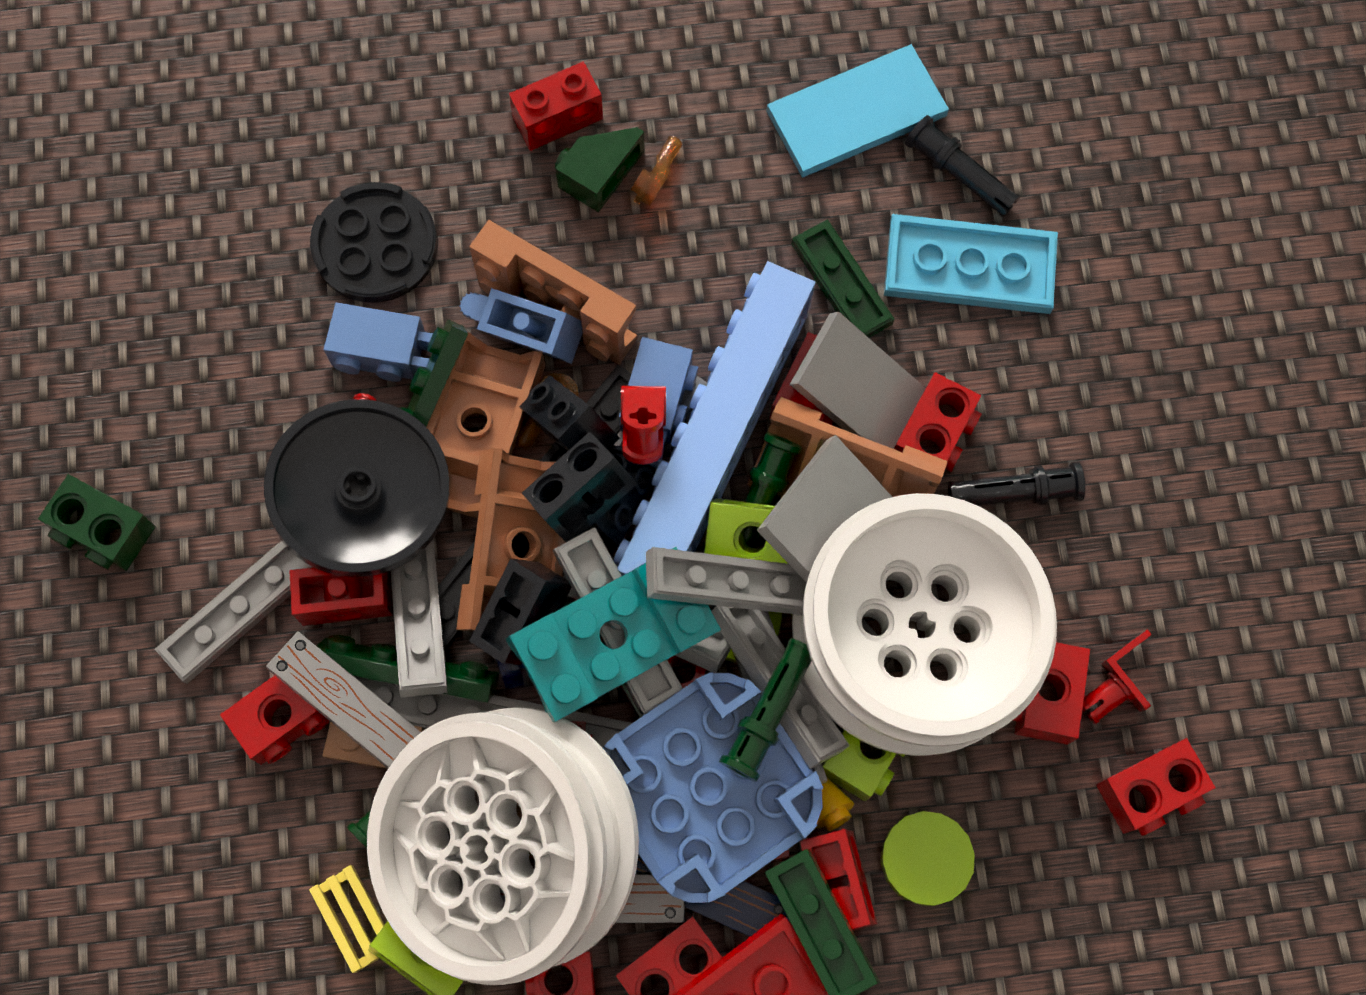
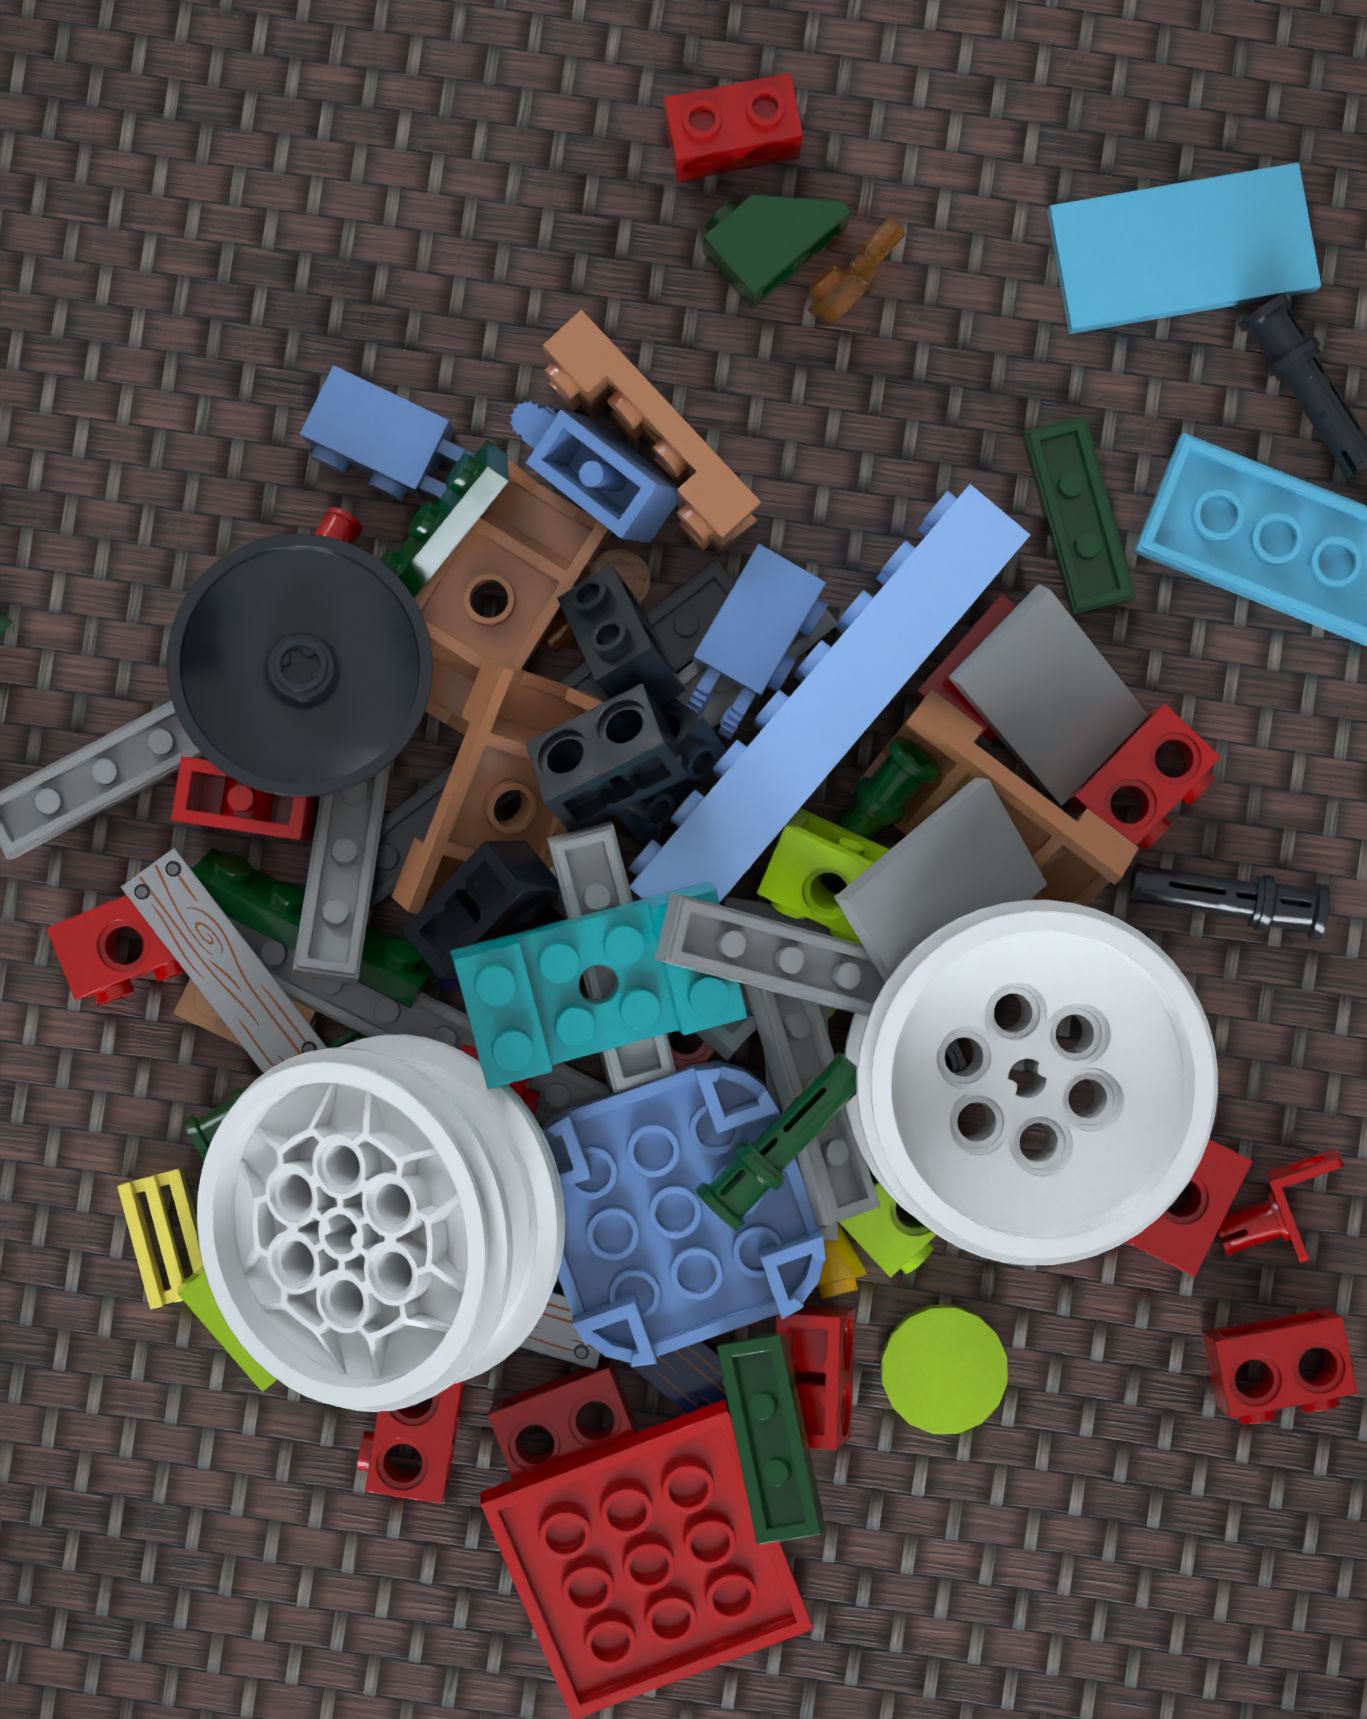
camera: 20 degrees right, 15 degrees up
(374, 242) = (412, 271): black tile -> none
(643, 422) = (722, 683): red piece -> none

